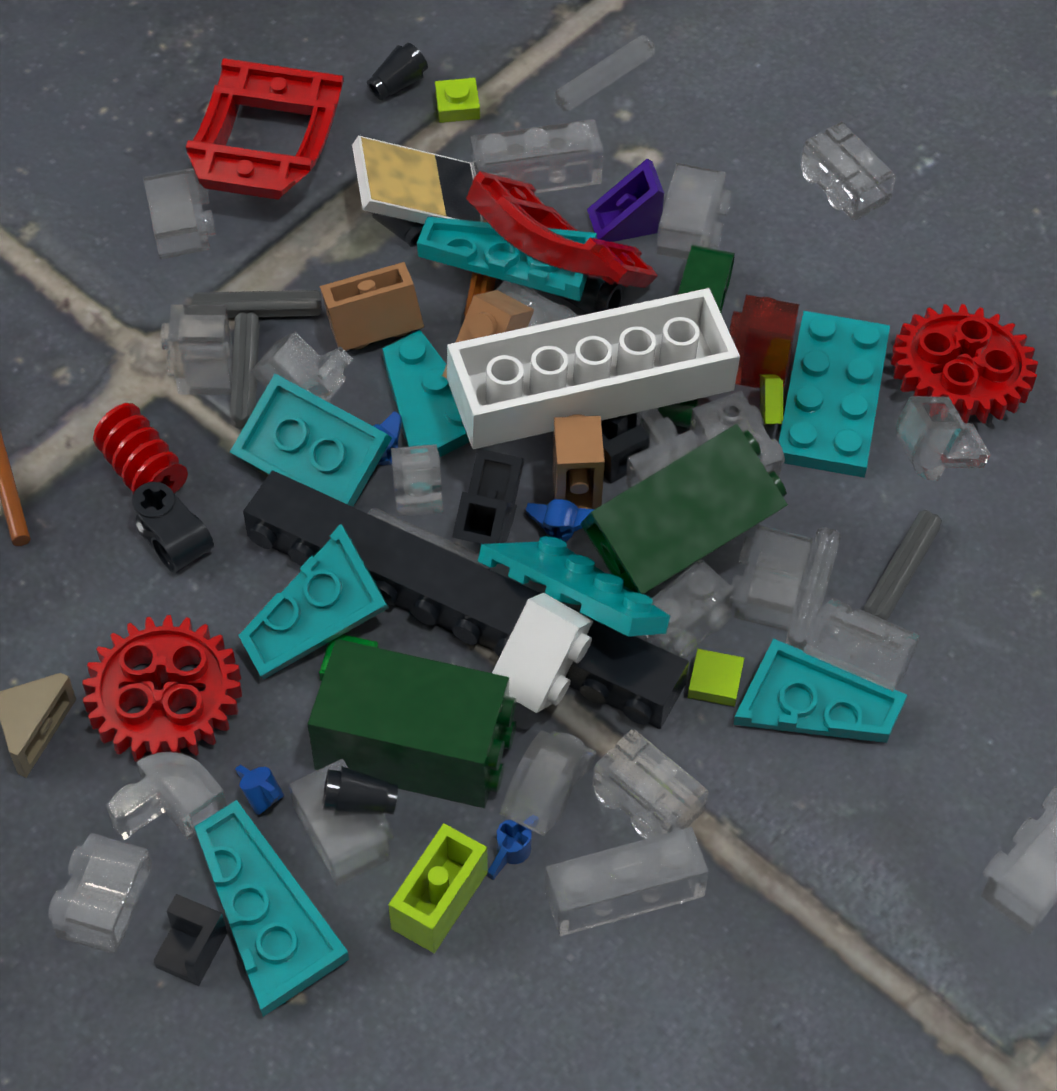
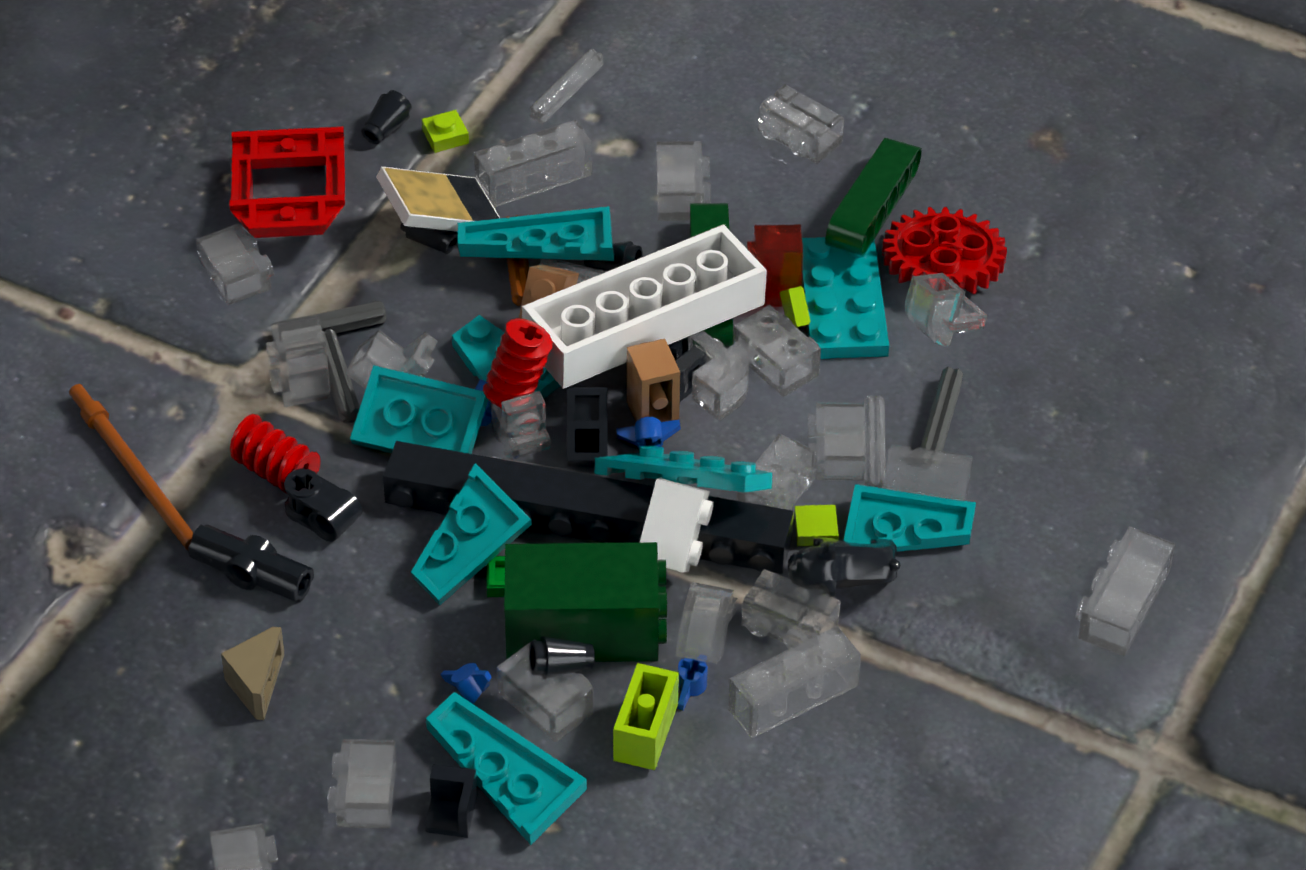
camera: 15 degrees left, 10 degrees down
(72, 580) = (251, 562): none -> black piece
(157, 725) = (359, 626): red gear -> none
(168, 785) = (395, 694): clear brick -> none
(372, 306) = (434, 301): medium nougat brick -> none
(425, 410) = (518, 361): none -> red piece
(525, 221) = (553, 215): red wedge -> none
(630, 207) = (628, 183): dark purple slope -> none
(685, 510) = (757, 395): dark green brick -> none
(724, 747) = (841, 564): none -> black animal
(900, 279) = (873, 196): none -> dark green beam

